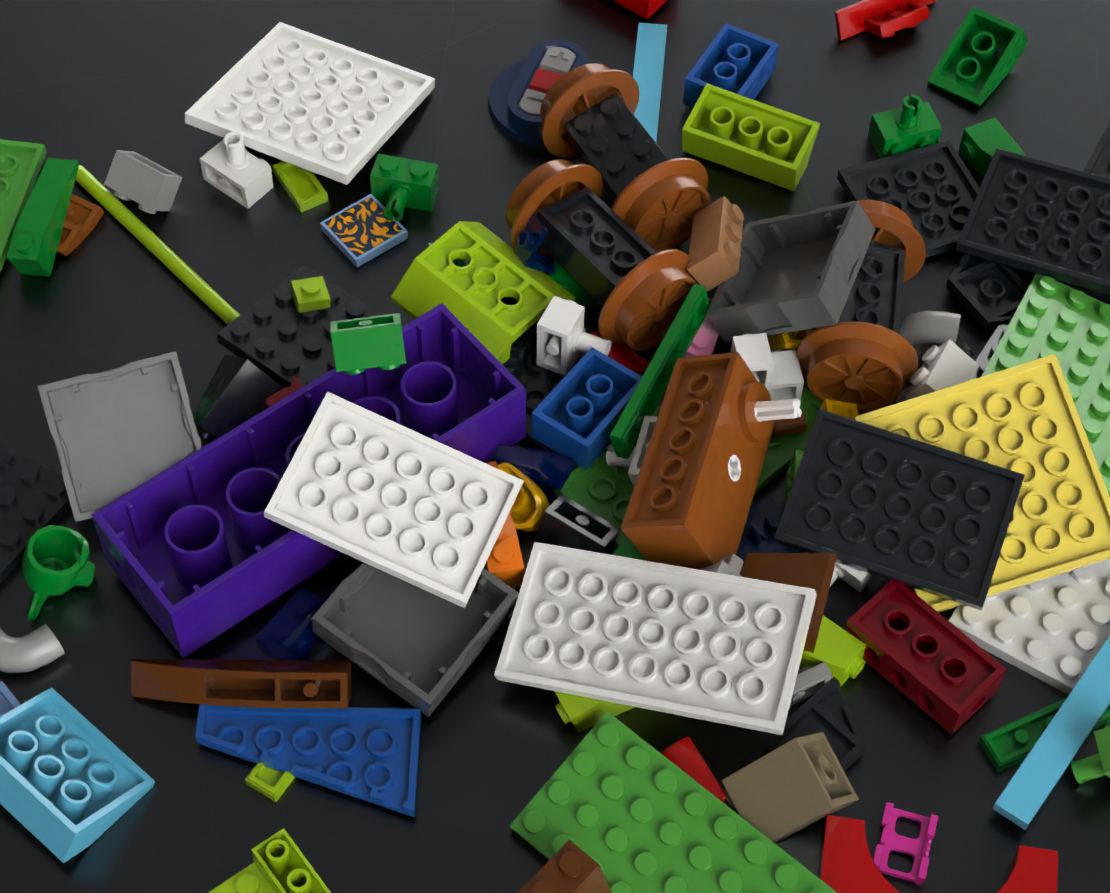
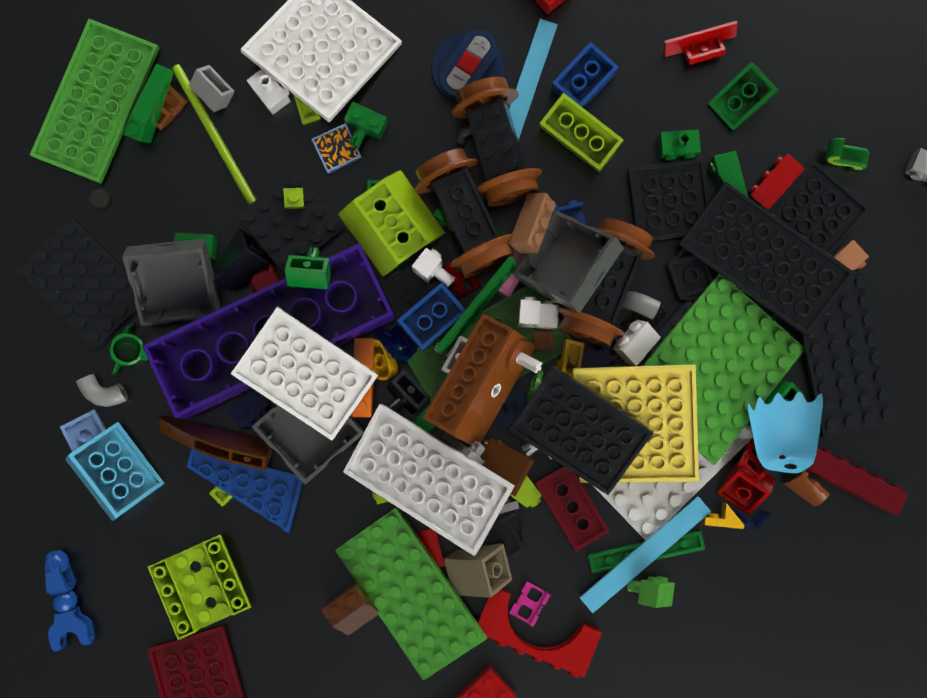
camera: 15 degrees right, 30 degrees up
(529, 243) = (424, 198): bracket -> none
(1075, 140) = (776, 181): none -> red brick

